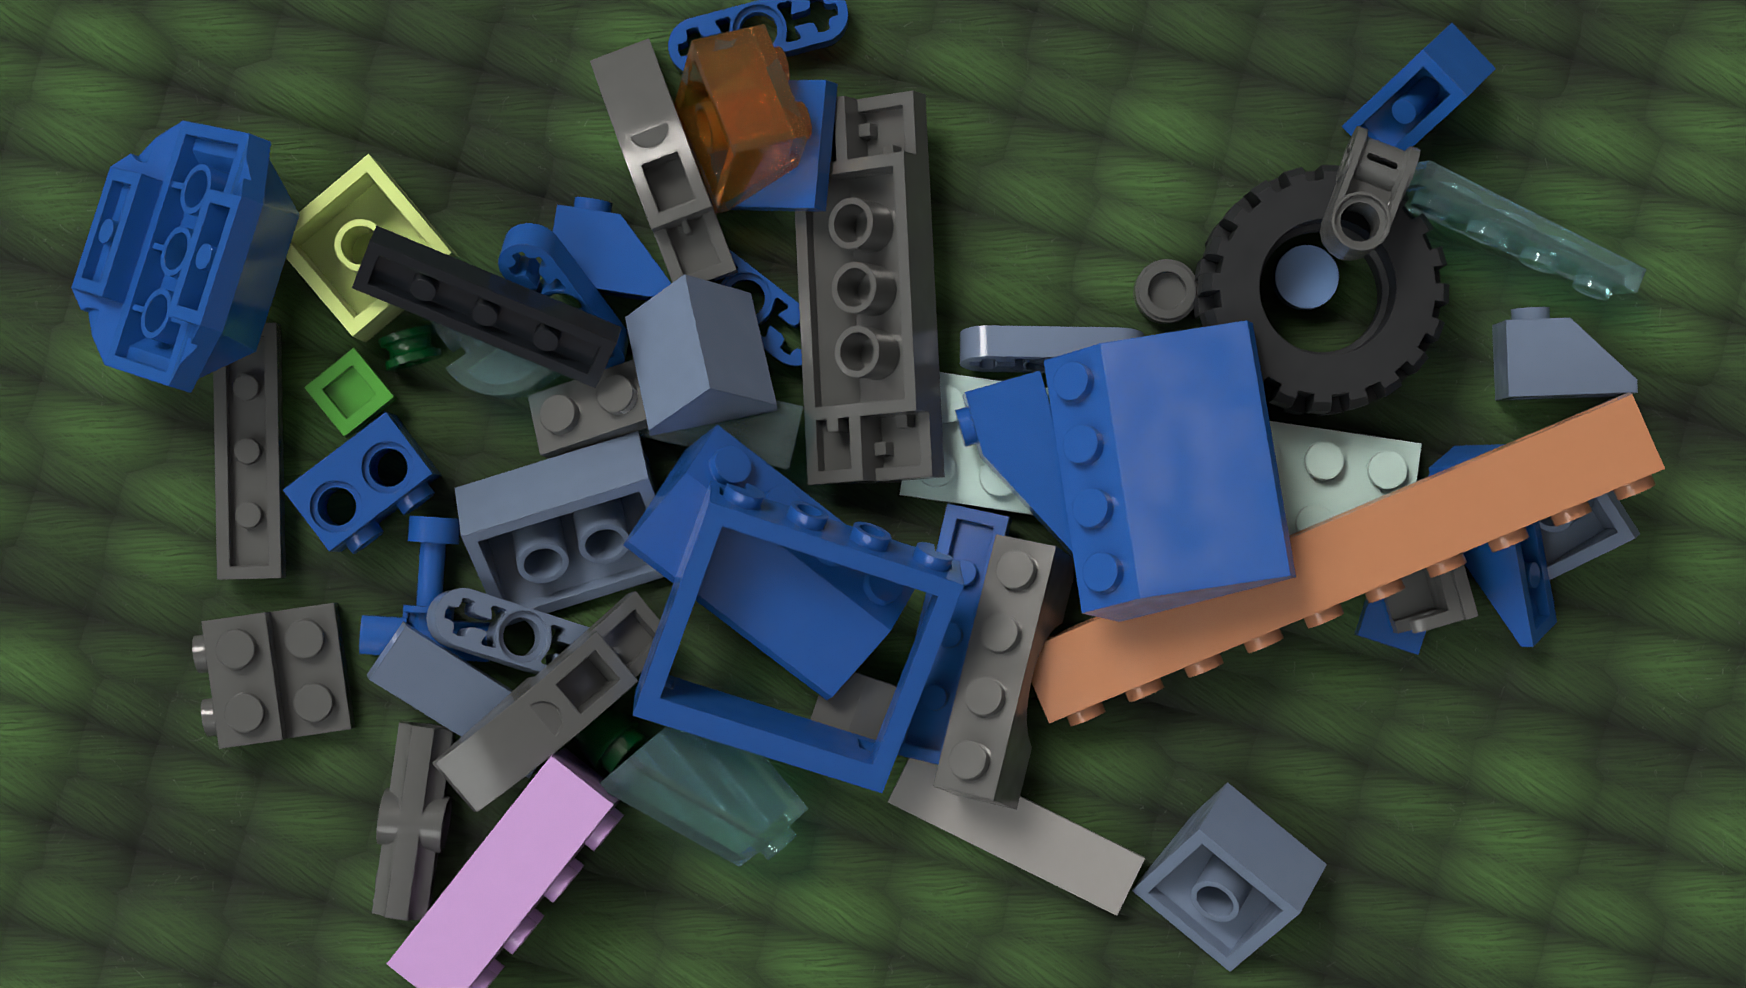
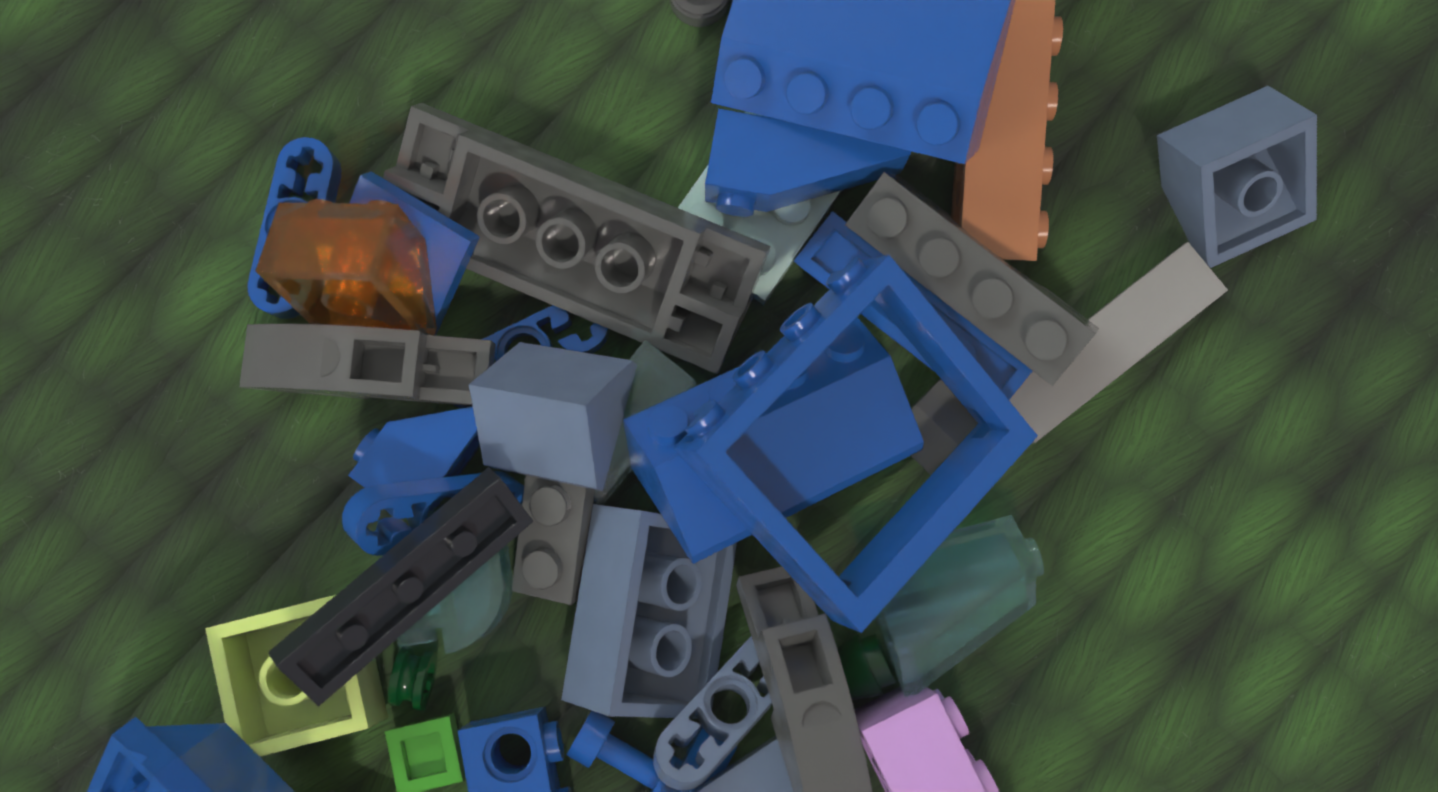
camera: 65 degrees left, 5 degrees down
(1026, 347) = (689, 126): sand blue beam -> none

